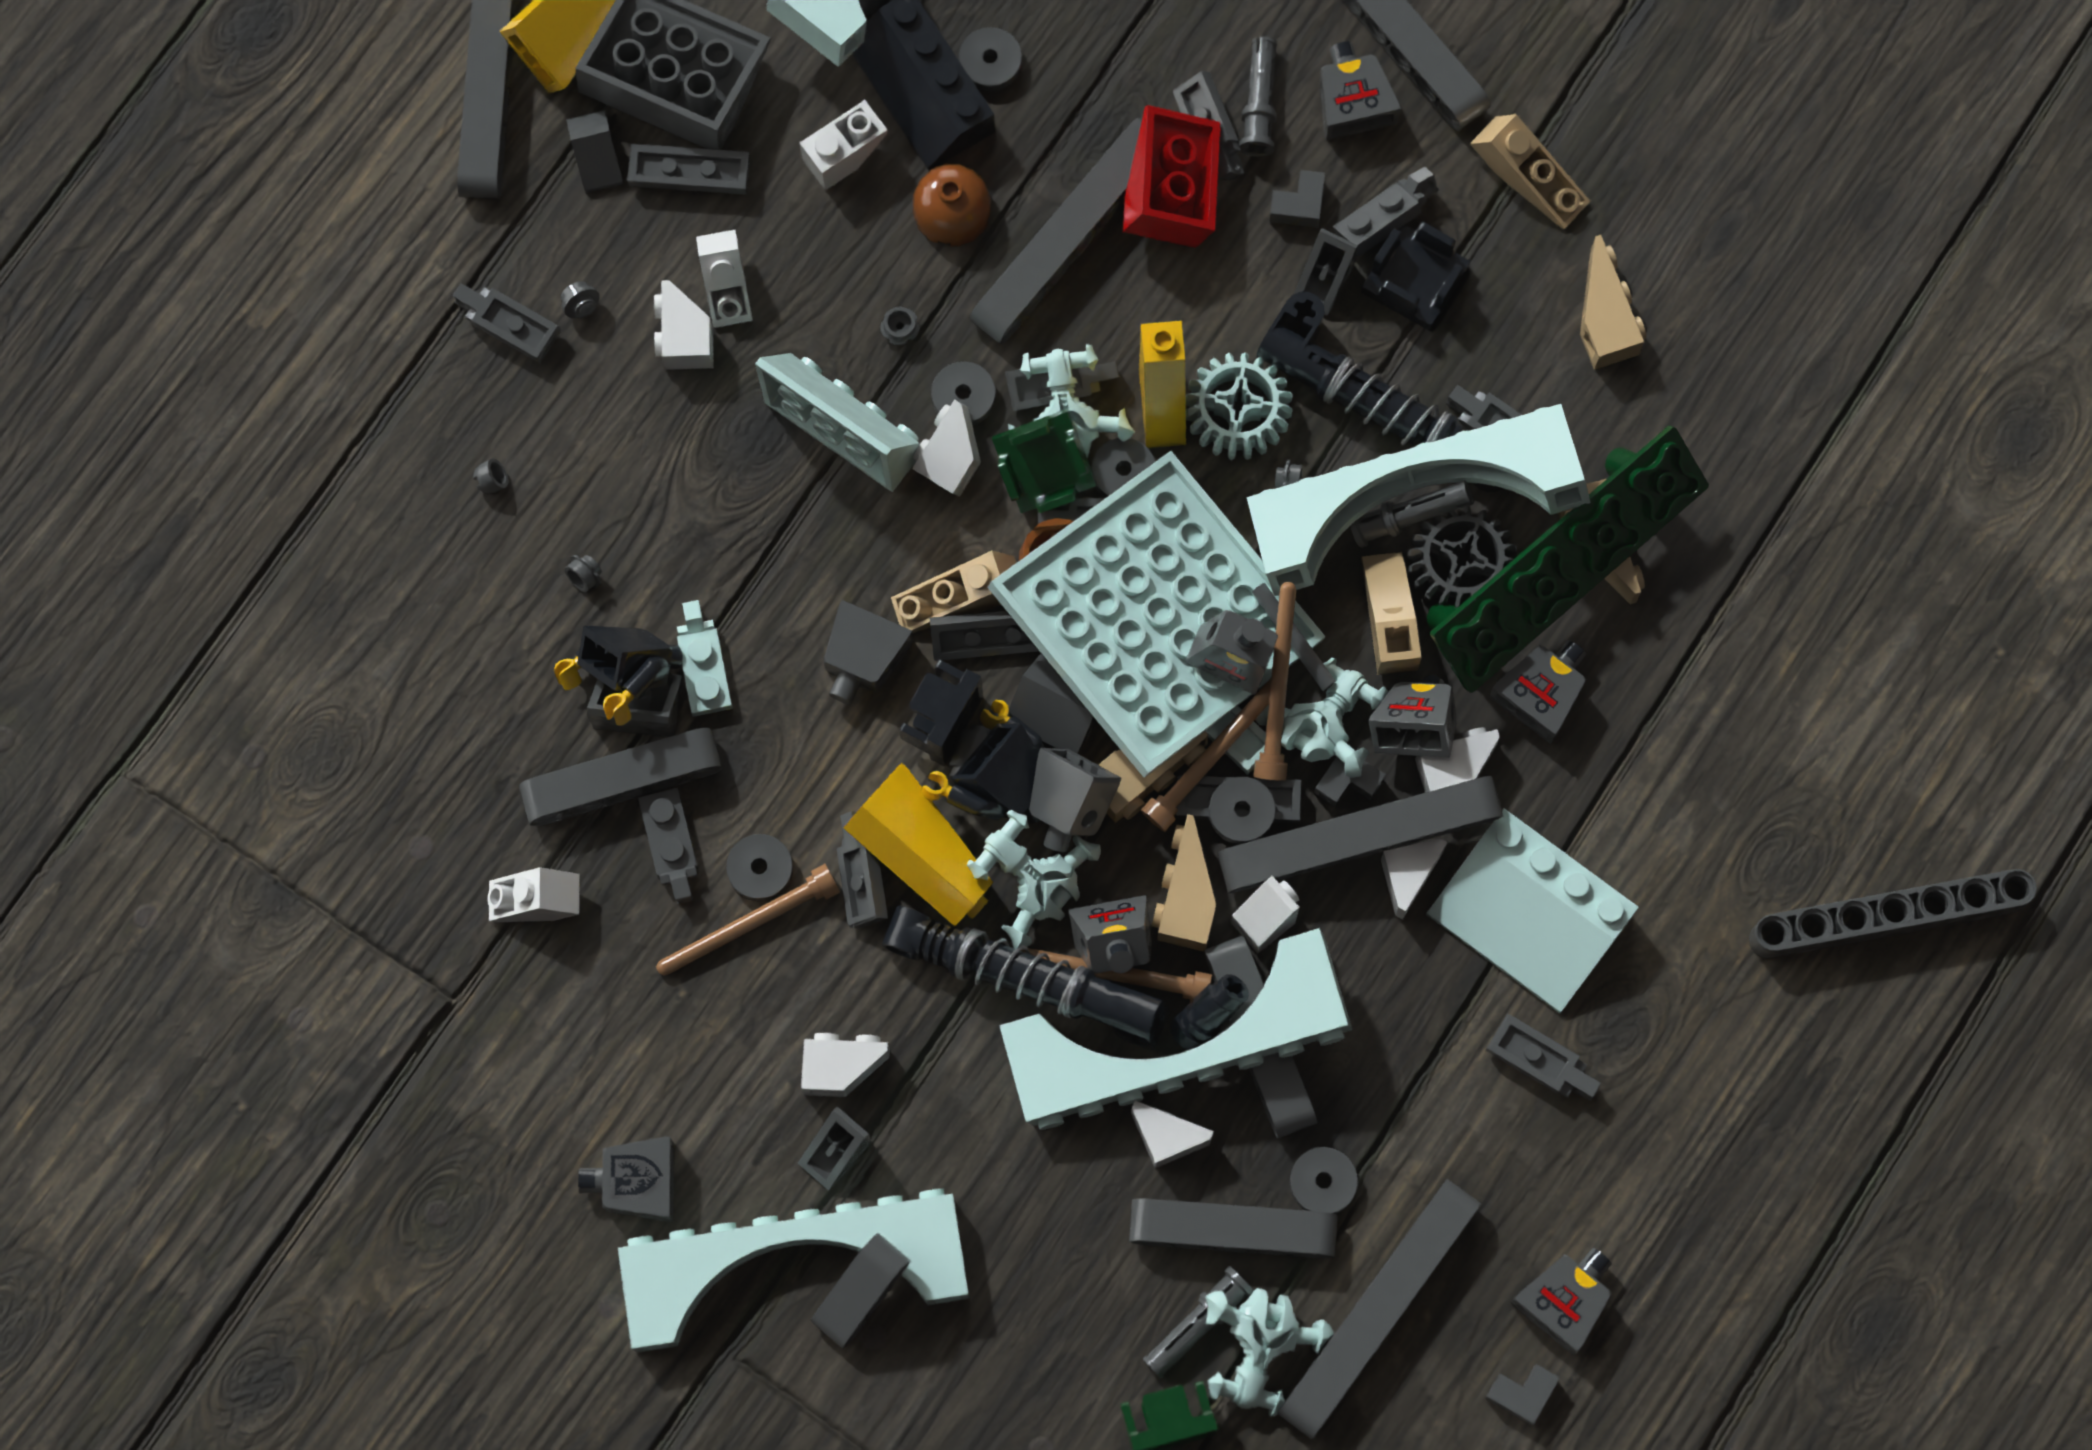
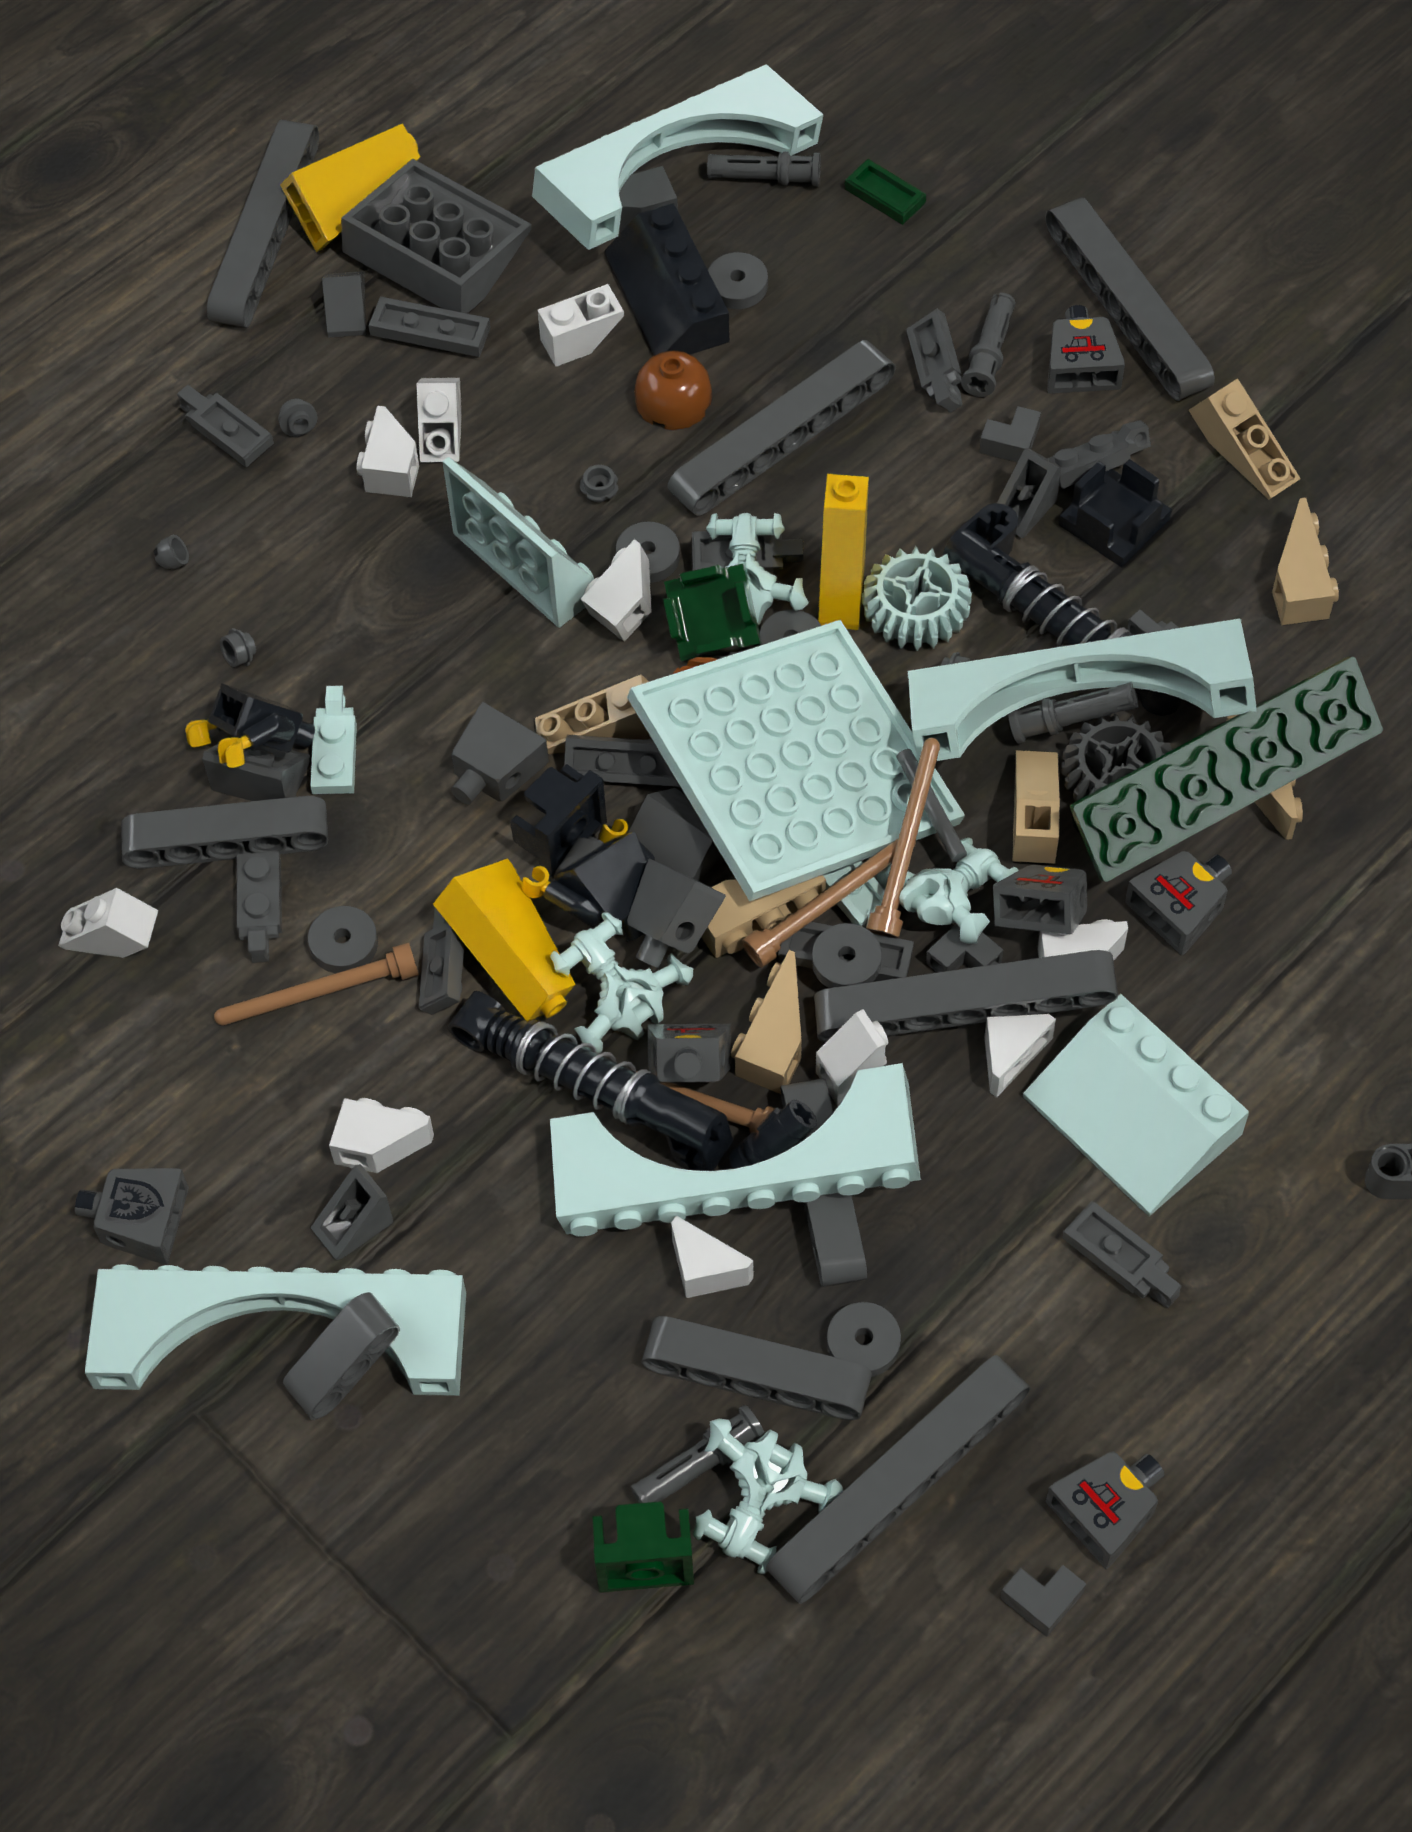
camera: 10 degrees right, 15 degrees down
(1173, 178) = (890, 391): red slope -> none
(1233, 649) = (869, 795): dark grey torso -> none

